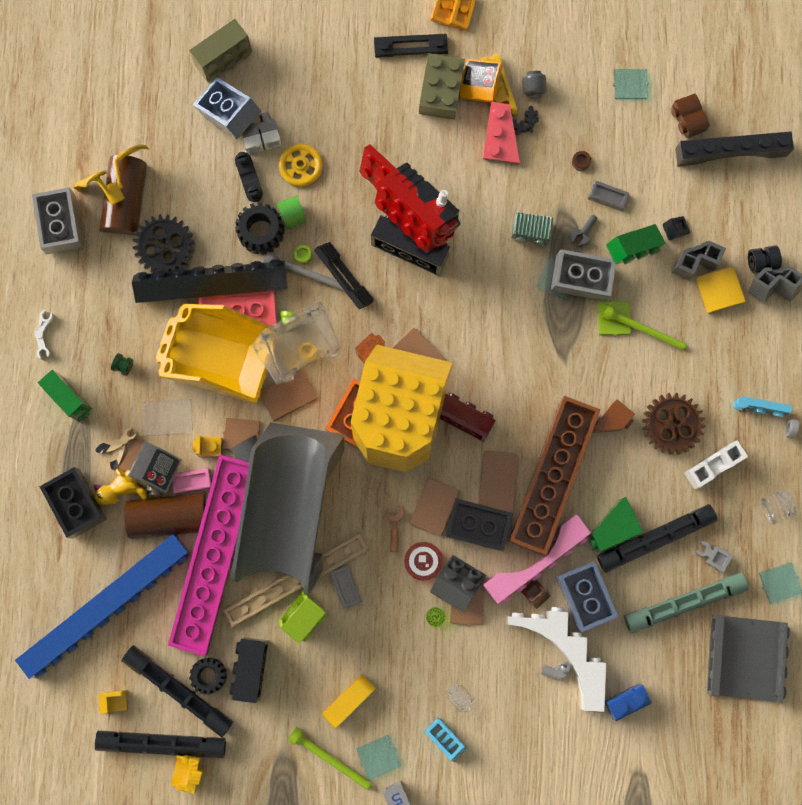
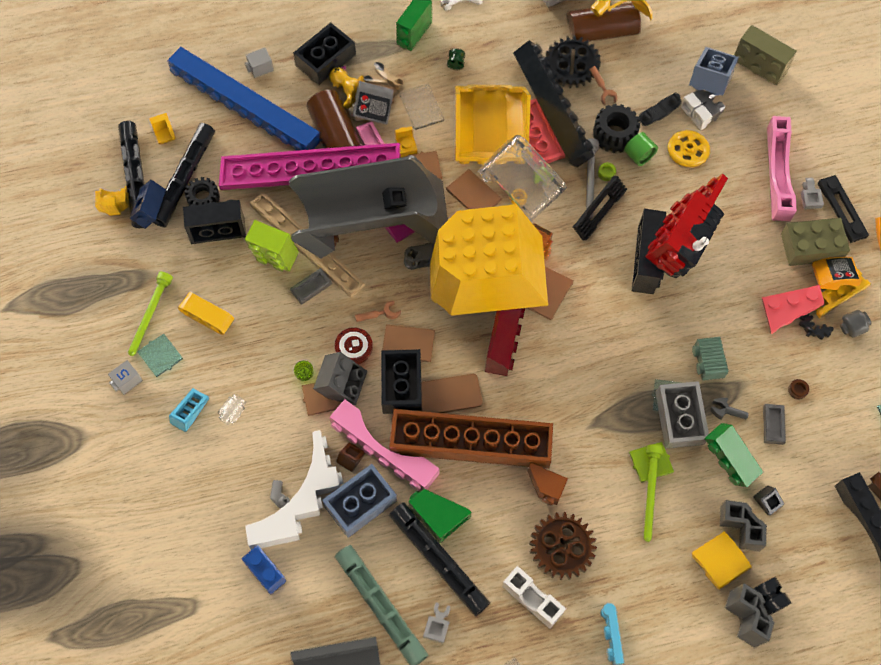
camera: 75 degrees right, 15 degrees down
(59, 577) = (259, 62): none -> light grey brick
(201, 225) = (600, 82): none -> nougat piece
(210, 736) = (147, 204): none -> dark blue brick
(285, 477) = (394, 198): none -> black slope
(347, 464) = (421, 256): none -> dark grey piece
(381, 96) = (782, 195): none -> bright pink arch
(392, 69) = (810, 196): none -> light grey plate

